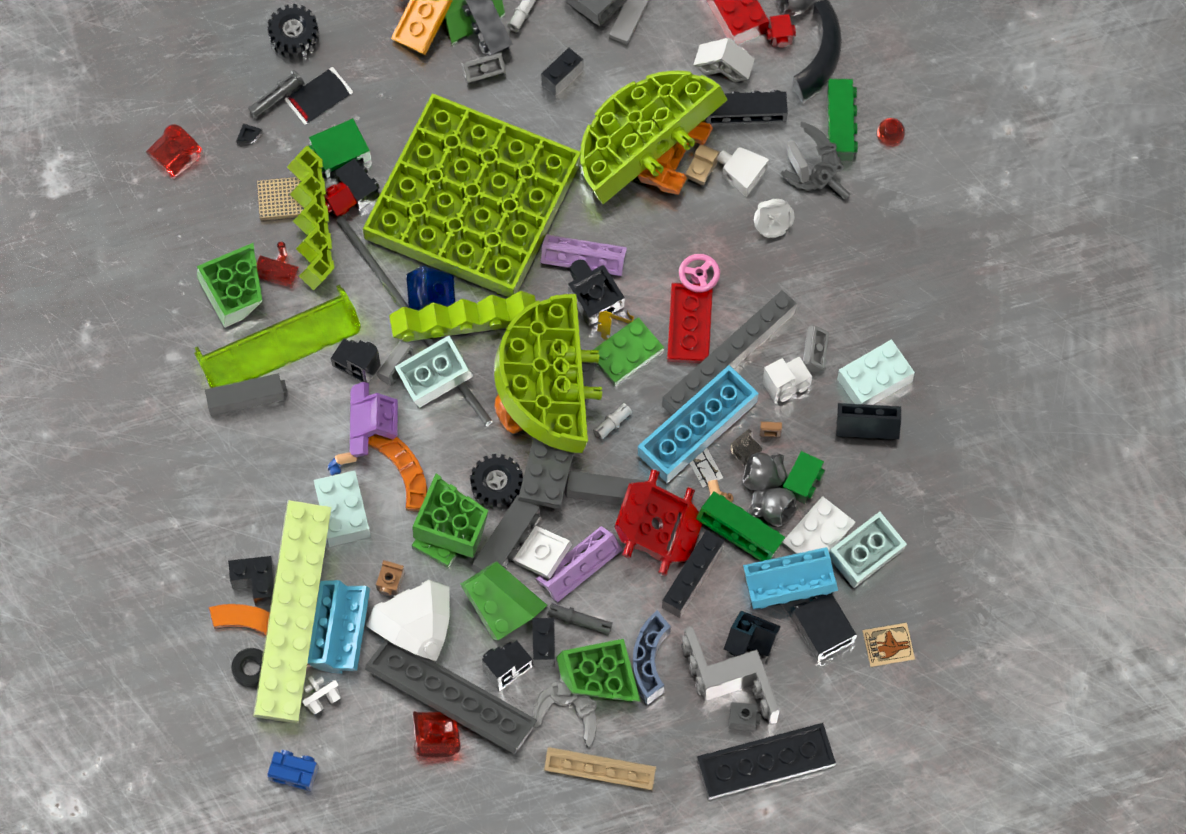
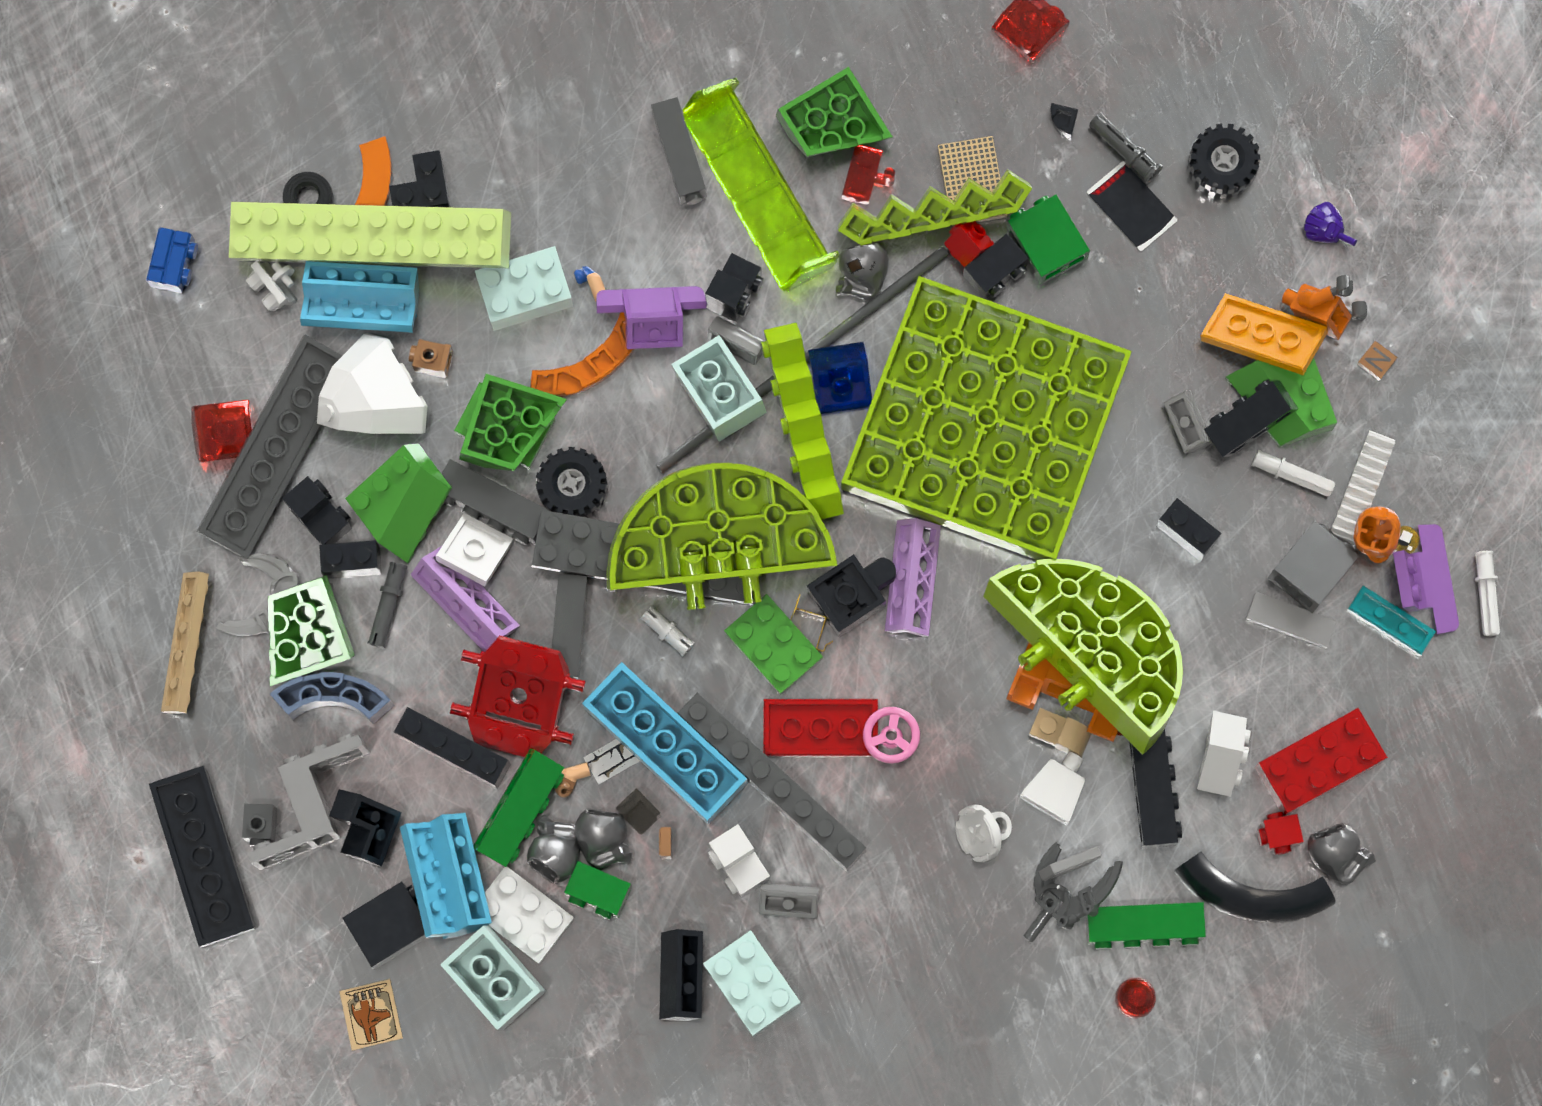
camera: 90 degrees right, 10 degrees up
(351, 272) = (863, 271): none -> flat silver piece

